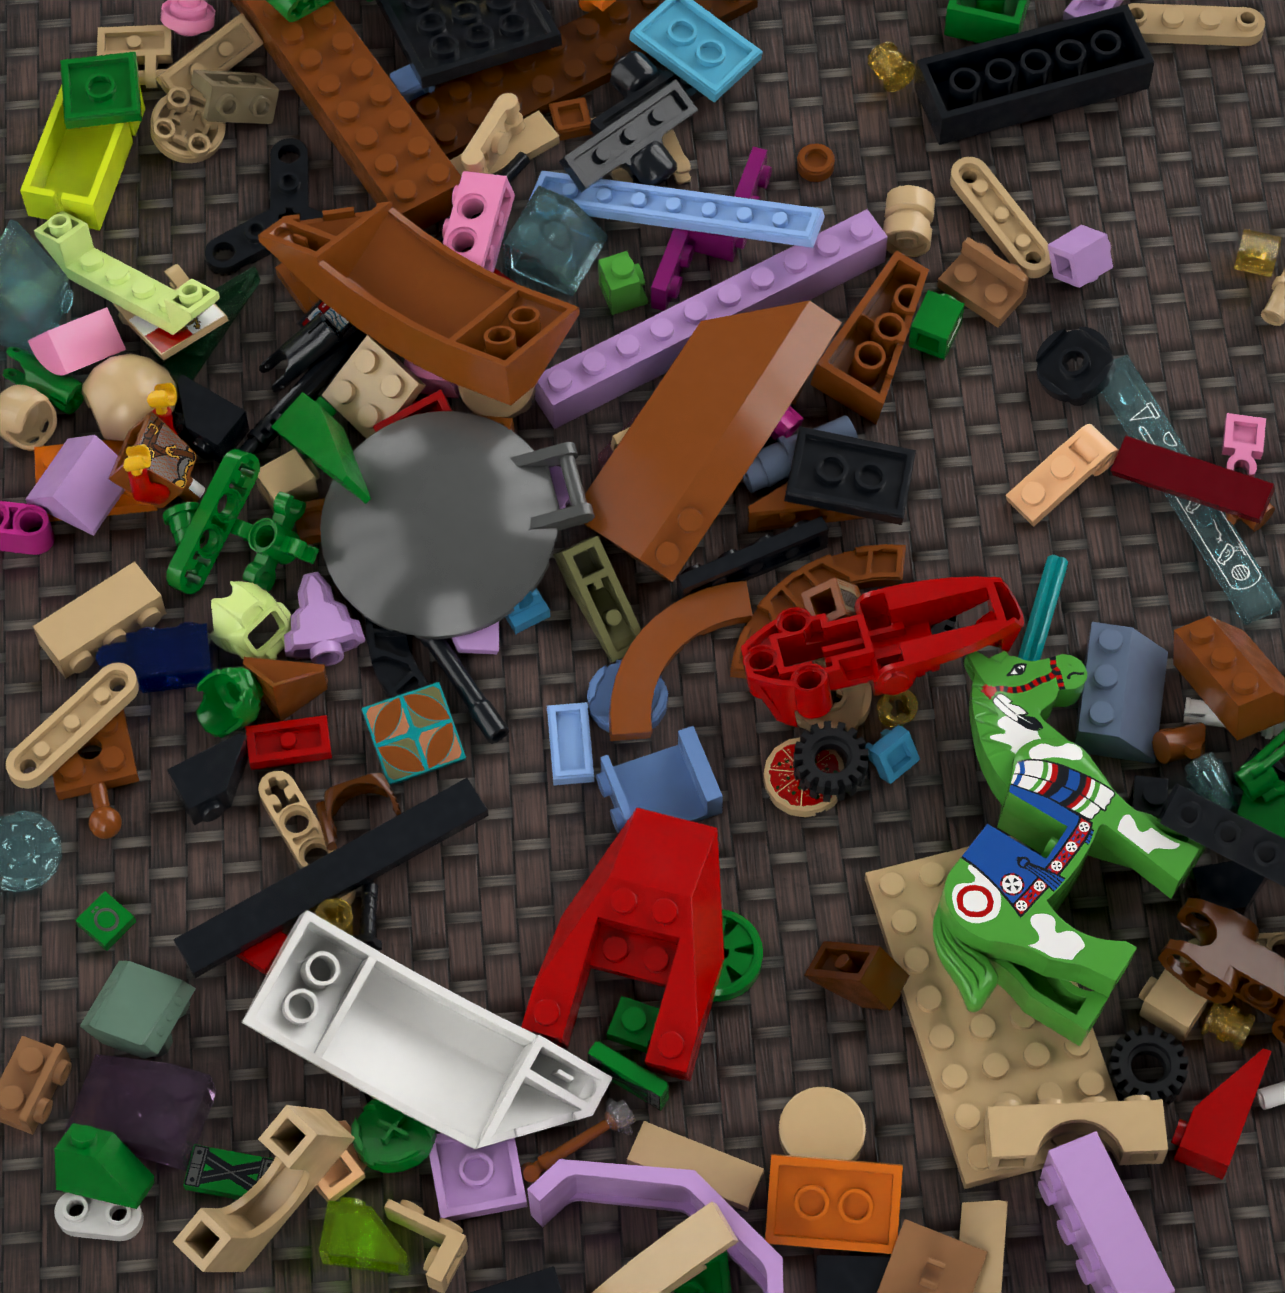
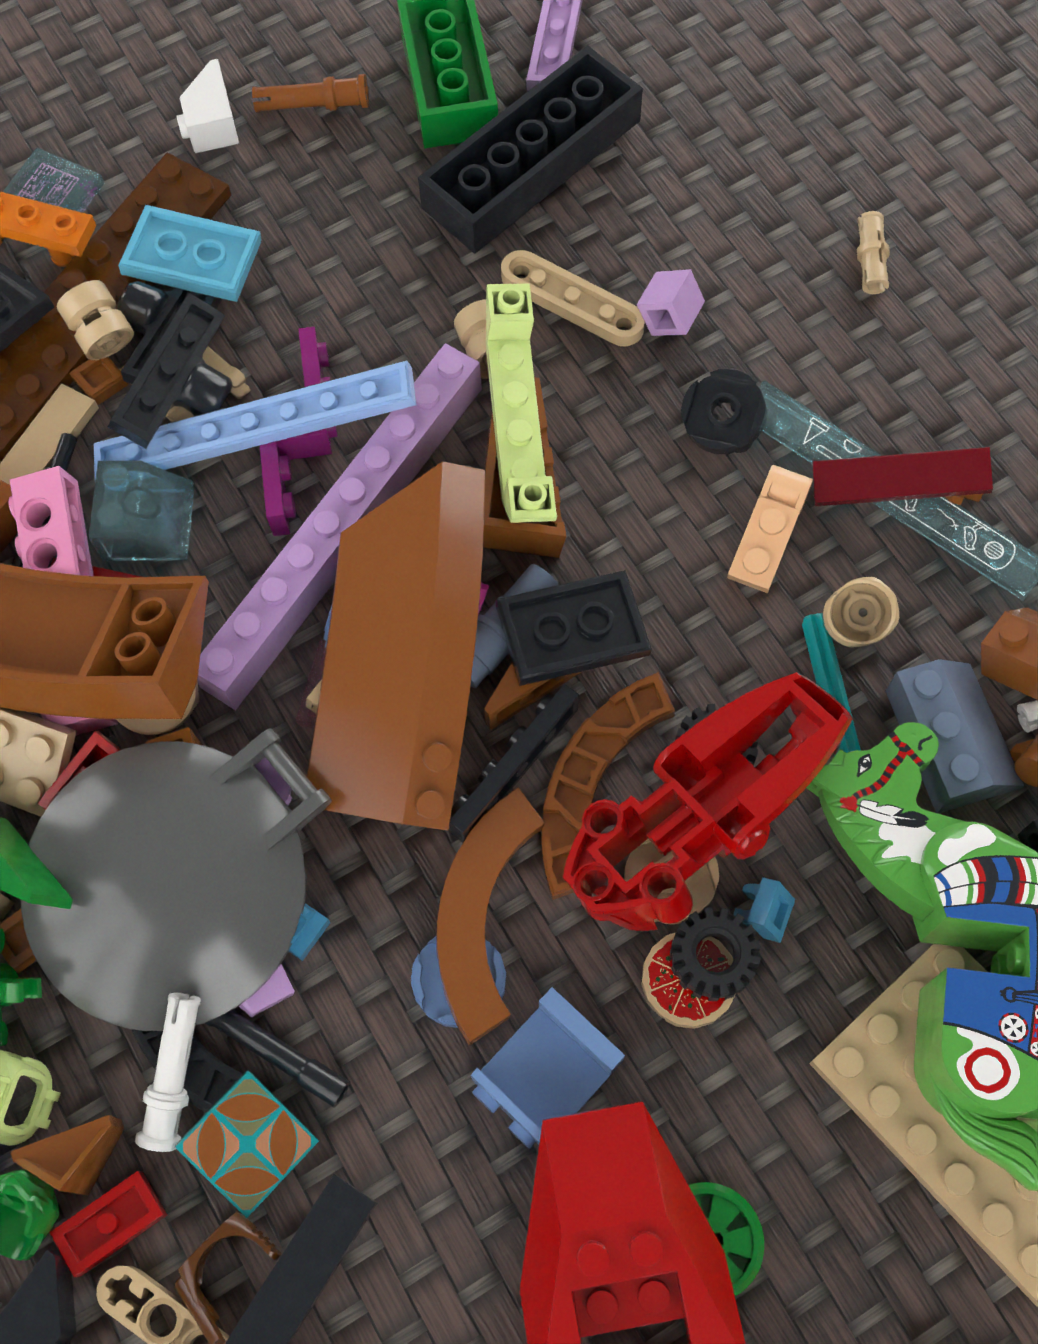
camera: 25 degrees left, 5 degrees up
(321, 625) = (82, 1059): lavender rock -> none
(370, 674) = (166, 1094): none -> white pin
(493, 134) = (25, 428): tan plate -> none
(570, 743) = (423, 1063): light blue tile -> none
(589, 68) = (93, 316): none -> tan wheel
(599, 595) = (375, 879): olive slope -> none
(621, 282) = (232, 524): bright green brick -> none
(815, 162) = (365, 320): dark orange tile -> none
(833, 598) = (626, 775): dark orange brick -> none
(858, 974) = (869, 1189): reddish brown slope -> none
(891, 66) = (391, 197): clear yellow bush -> none
(895, 279) = (523, 483): none -> yellowish green slope
(909, 707) = (760, 866): clear yellow bush -> none
(936, 324) = (569, 429): green brick -> none
(985, 282) = (590, 367): medium nougat bracket -> none
(1082, 563) = (843, 618): none -> tan helmet
(1198, 24) = (658, 42): tan plate -> none
(1243, 441) = (921, 416): bright pink plate -> none
(1257, 253) = (829, 230): clear yellow tile -> none

